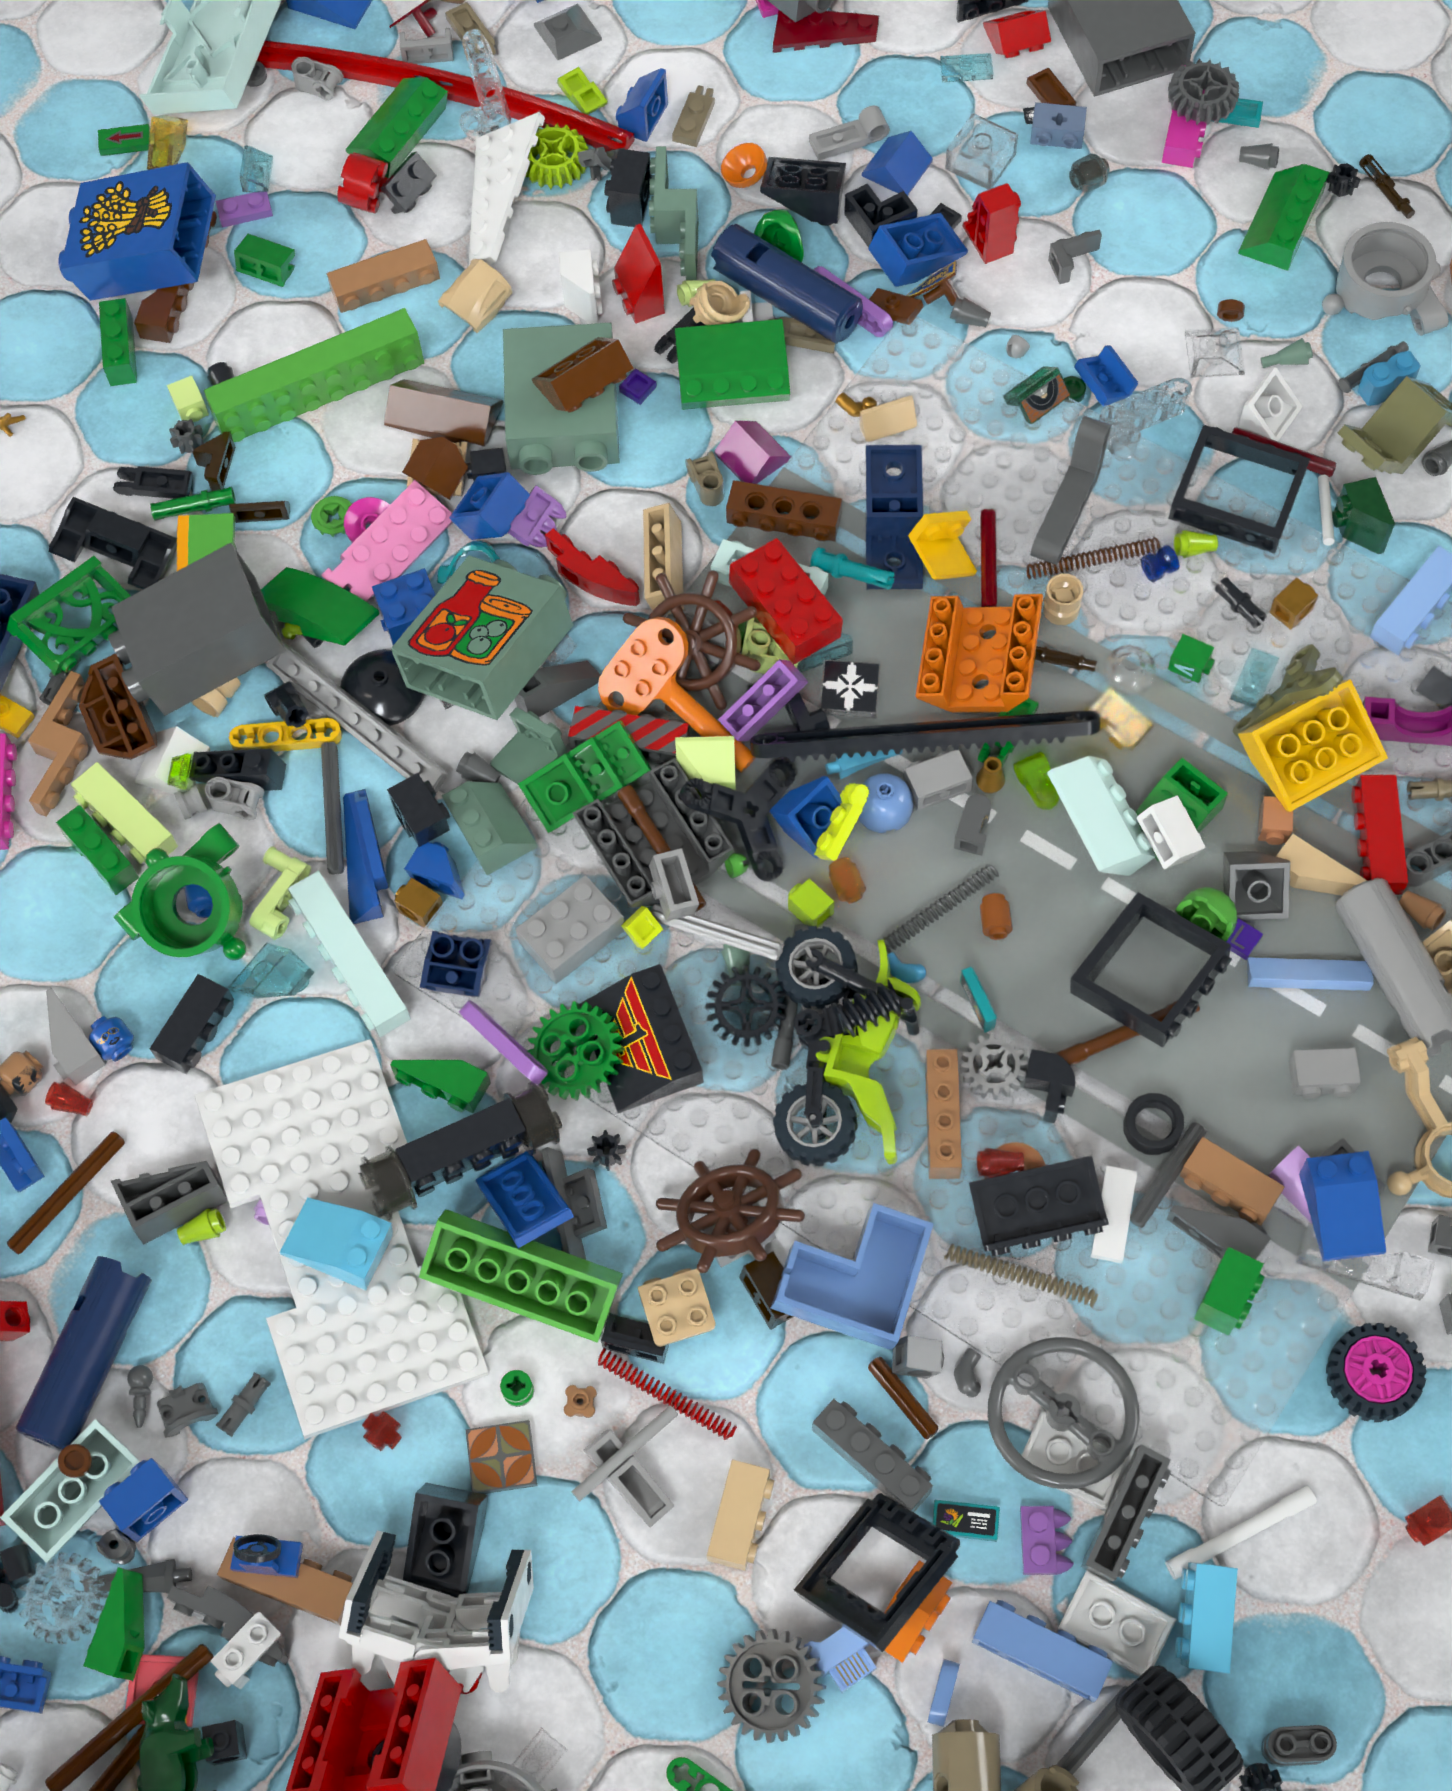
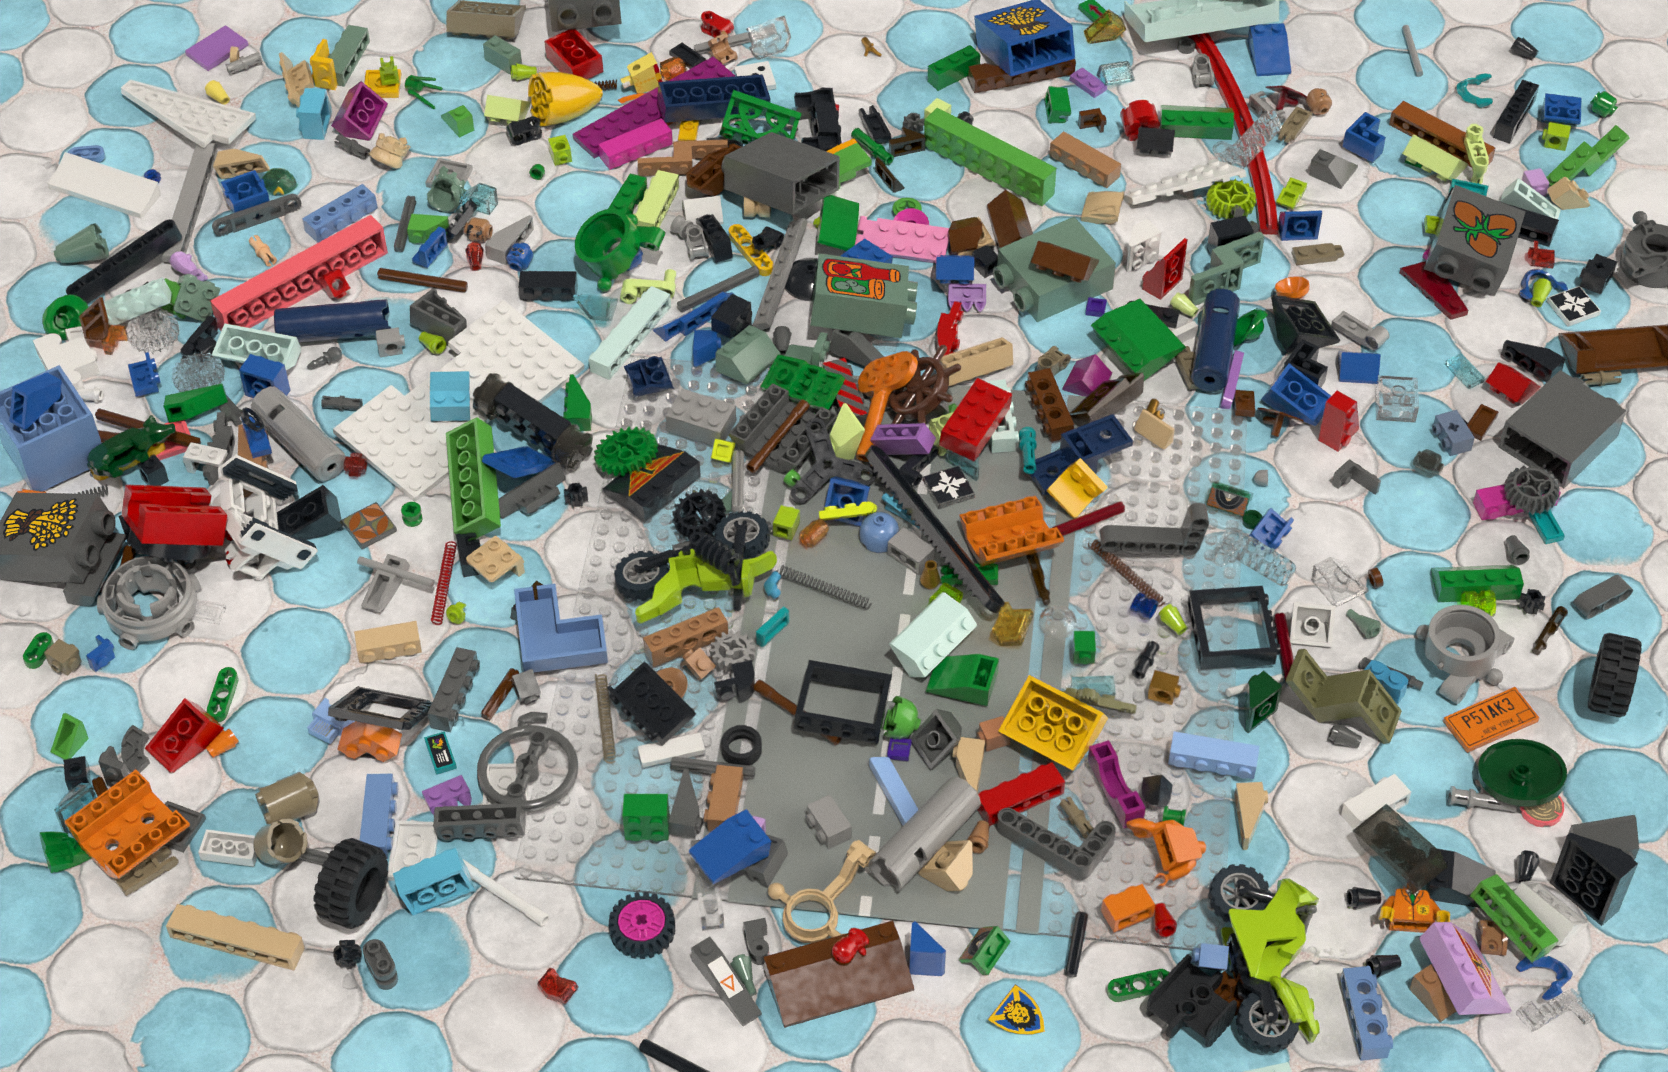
camera: 60 degrees right, 15 degrees down
(74, 1461) = (269, 338): reddish brown tile -> none
(123, 1553) = (234, 381): dark grey piece -> none
(167, 1287) = (390, 342): none -> light grey brick
(180, 771) = (695, 212): clear neon green slope -> none
(185, 1408) = (328, 380): dark grey piece -> none
(279, 1491) = (298, 434): none -> light grey piece
(316, 231) = (1092, 118): none -> reddish brown bracket
(417, 902) = (680, 347): pearl gold brick -> none
(446, 571) = (927, 291): teal helmet -> none
(503, 1042) = (611, 416): medium lavender beam -> none
(586, 1408) = (419, 546): medium nougat plate -> none
(673, 885) = (750, 442): light grey brick -> none
(718, 304) = (1174, 311): tan hair -> none
(733, 1220) = (561, 556): reddish brown brick -> none
(735, 1399) = (455, 613): none -> lime plate
(771, 1716) = (280, 700): dark grey gear -> none
(810, 445) = (1108, 398): none -> dark brown slope
(943, 1693) = (331, 778): medium blue beam -> none
(969, 313) = (1269, 443): dark grey cone -> none
(974, 816) = (891, 580): dark grey leg -> none
(988, 1119) = (697, 663): none -> medium nougat bracket
(995, 916) = (834, 615): dark orange brick -> none
(998, 1162) = (664, 668): clear red cone -> none
(1063, 599) = (1080, 563): tan wheel -> none
(1170, 832) = (940, 670): white brick -> none
(1323, 231) = (1484, 600): none -> clear neon green wheel
(1368, 112) = (1603, 596): none -> dark grey beam

